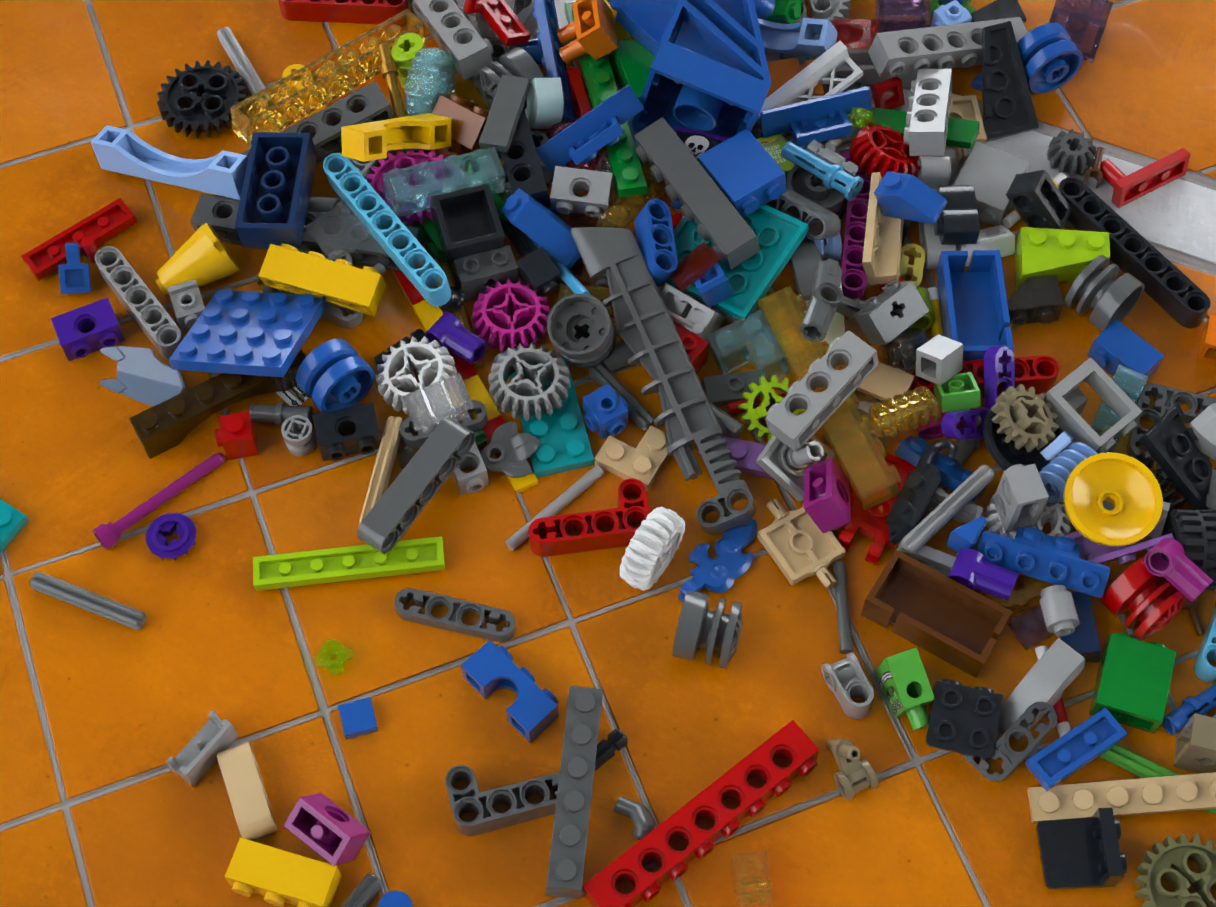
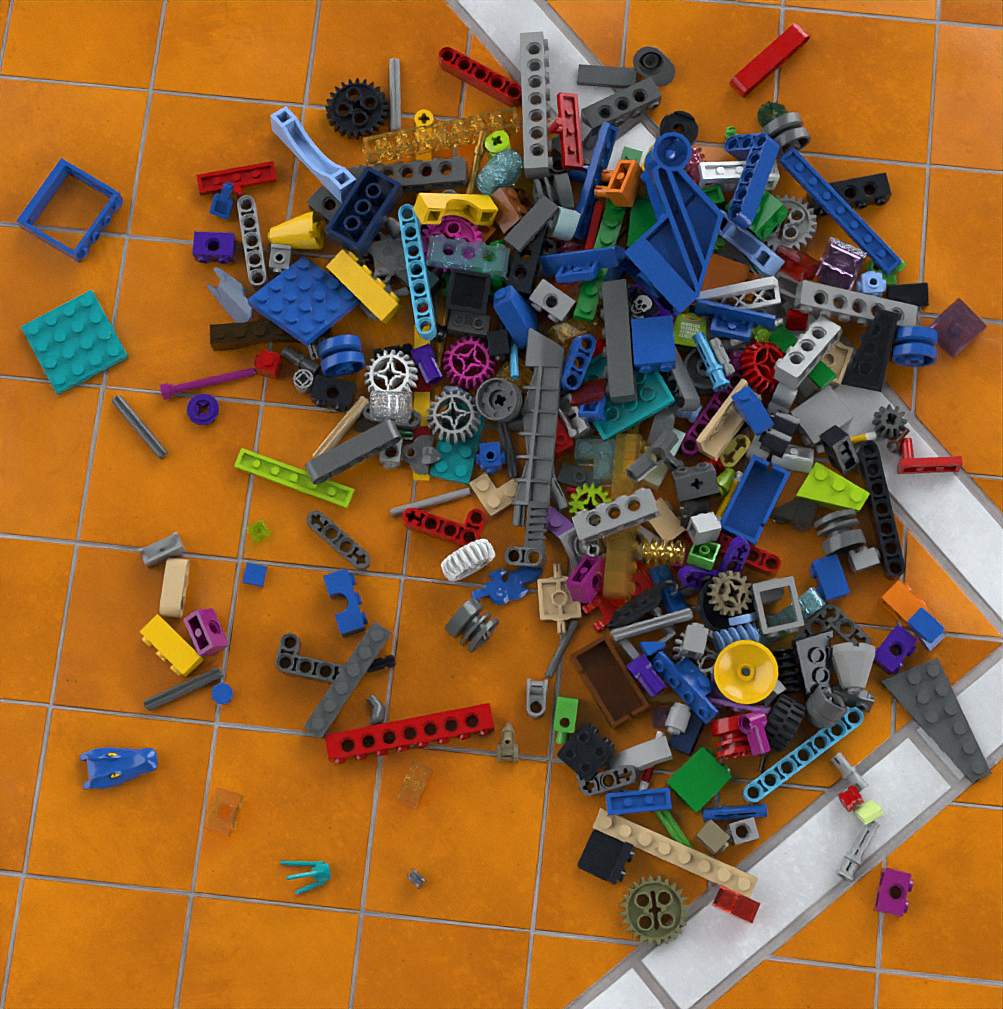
camera: 30 degrees right, 15 degrees up
(1148, 315) = (863, 559): none -> light grey brick

